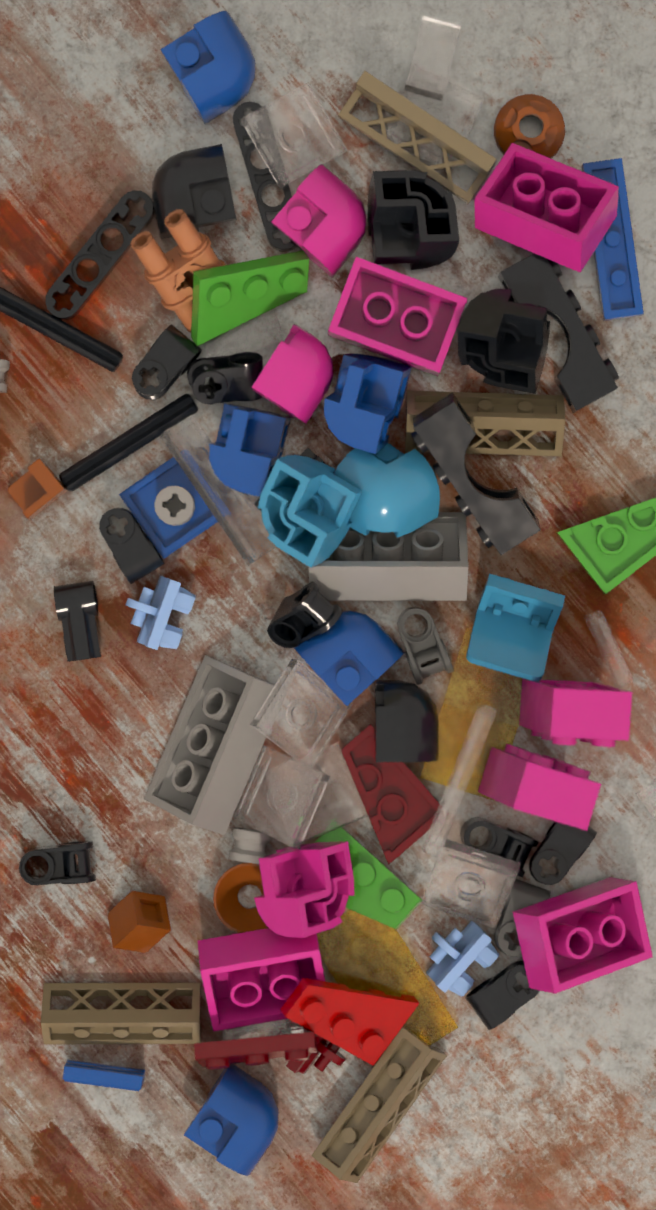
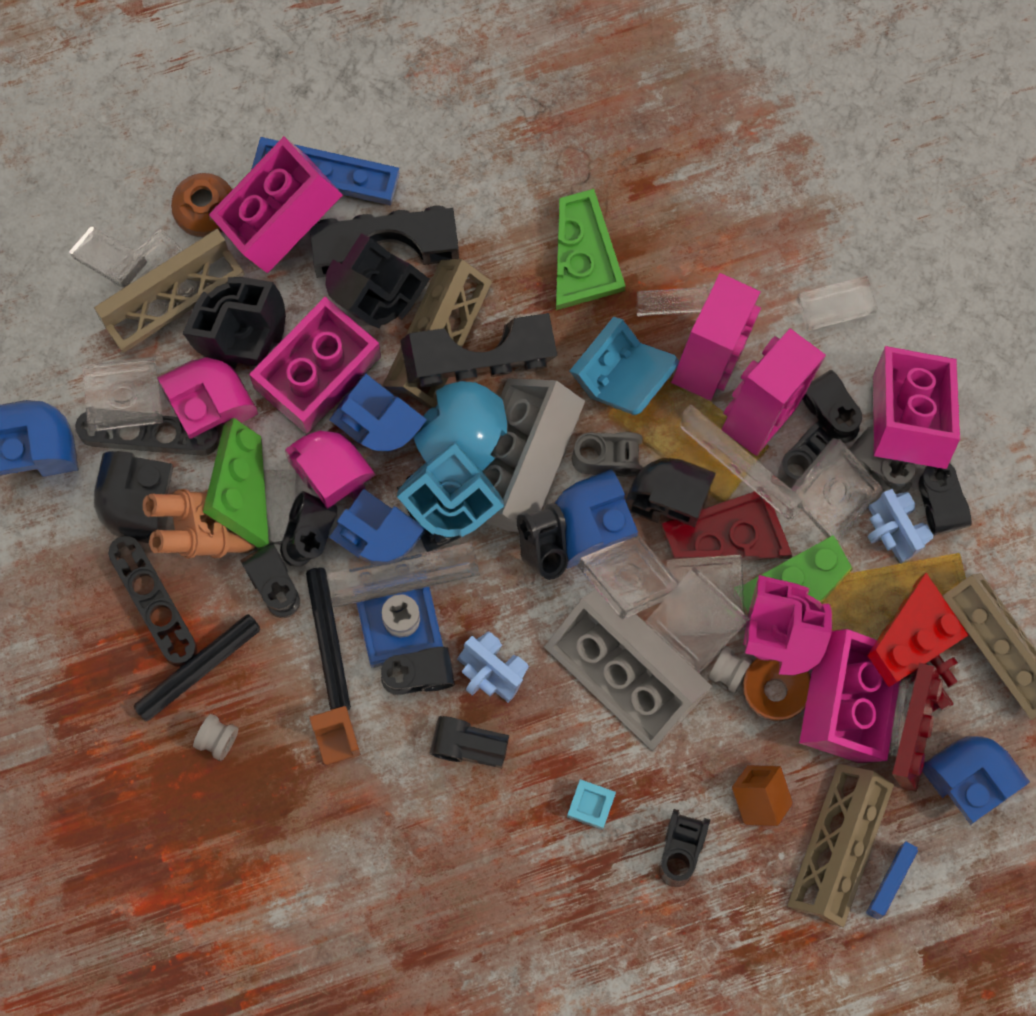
camera: 65 degrees left, 15 degrees down
(66, 761) = (591, 804): none -> medium azure plate

